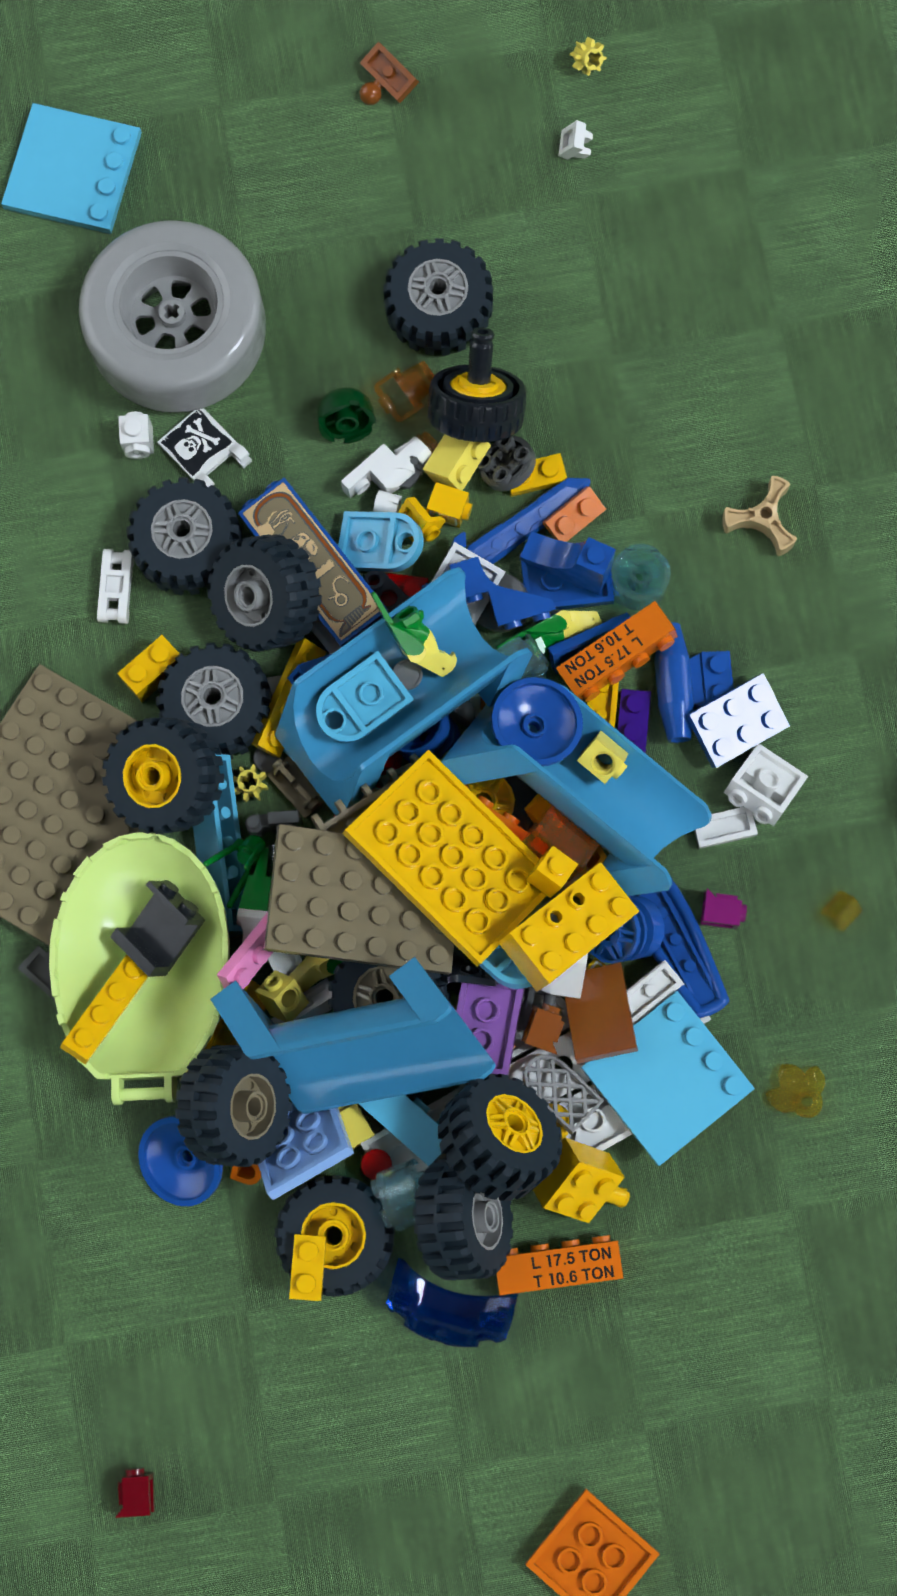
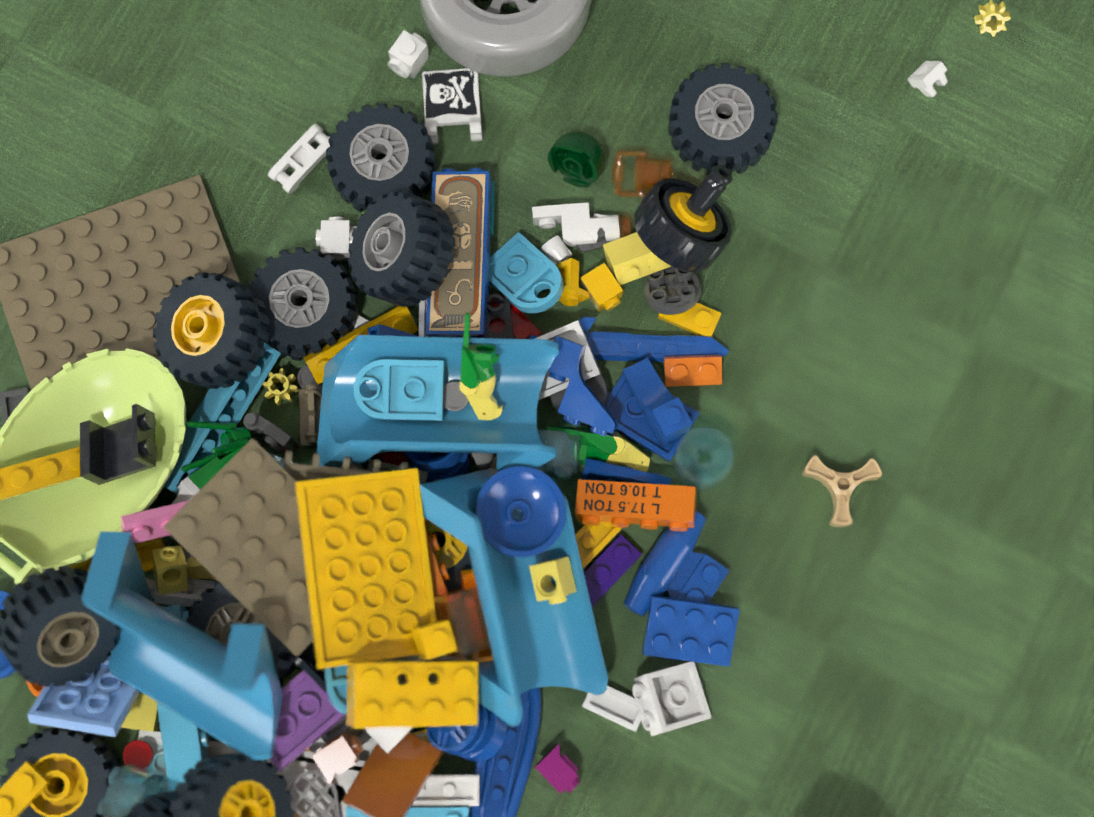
camera: 35 degrees right, 0 degrees up
(148, 668) = (271, 238): yellow brick -> none
(198, 627) = (335, 237): none -> white brick

